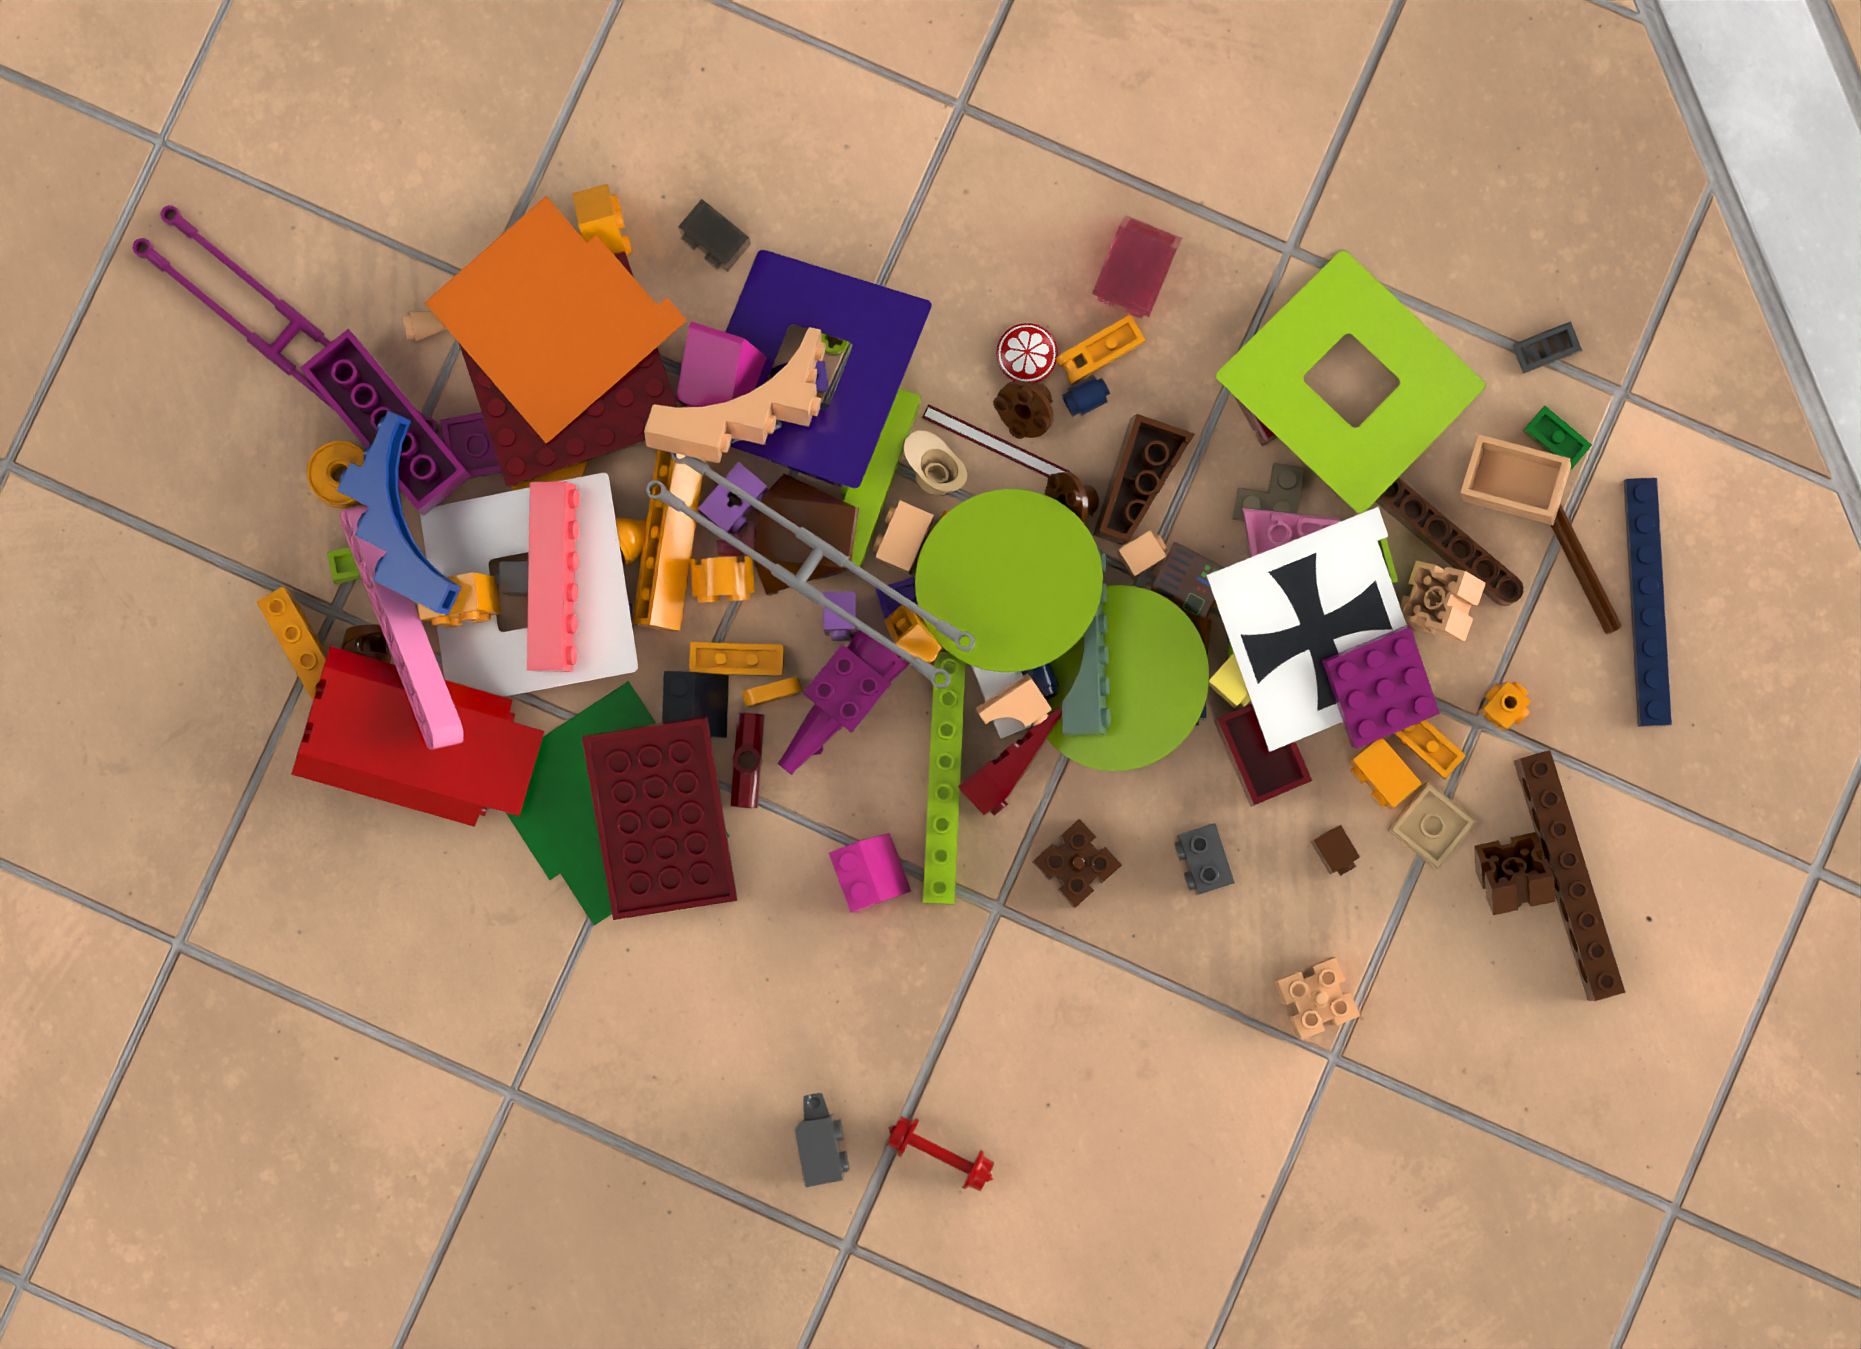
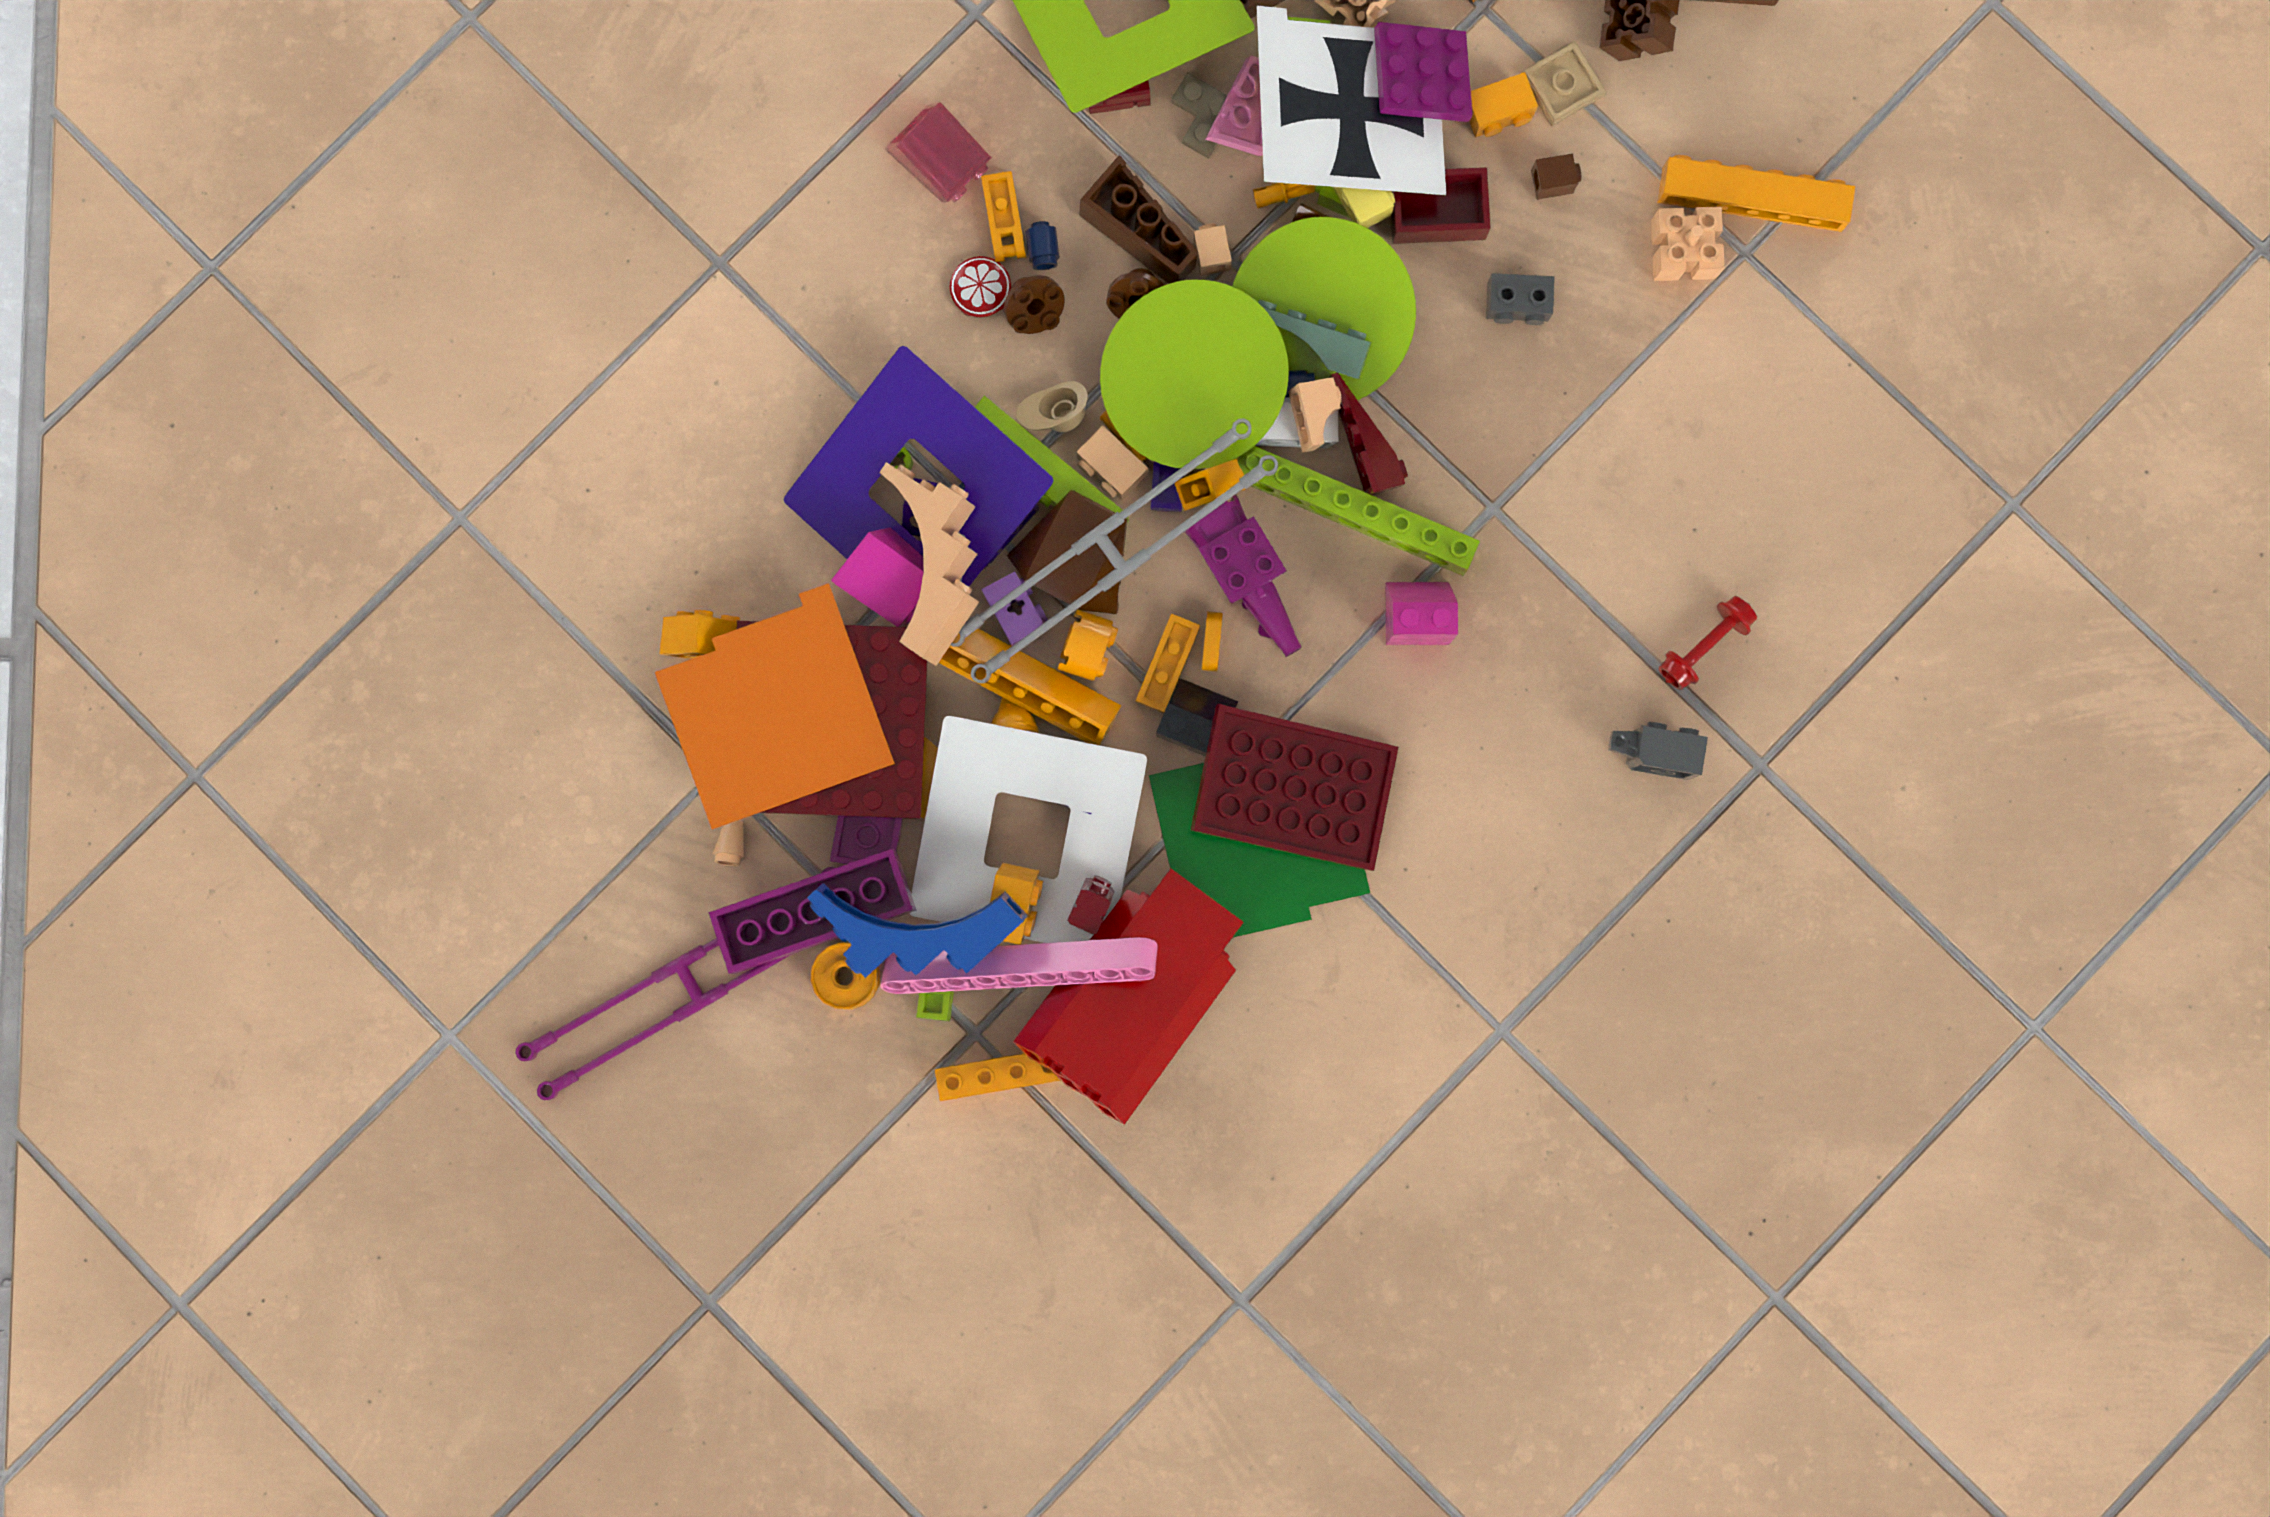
camera: 65 degrees left, 0 degrees up
(367, 641) = (1019, 1008): reddish brown helmet -> none
(482, 671) = (1091, 904): none -> dark red brick
(513, 578) = (1013, 839): dark grey brick -> none
(552, 577) = (1024, 804): coral brick -> none
(714, 236) = (753, 536): clear smoke brick -> none
(725, 549) = (1058, 631): clear pink bracket -> none
(748, 739) = (1249, 678): dark red piece -> none
(833, 624) = (1172, 554): medium lavender brick -> none
(991, 442) = (1052, 350): sticker -> none
(1077, 863) = (1481, 416): reddish brown brick -> none
(1185, 581) = (1254, 213): reddish brown tile -> none
(1391, 1046) = (1757, 193): none -> light orange brick
(1431, 747) = (1494, 53): light orange plate -> none

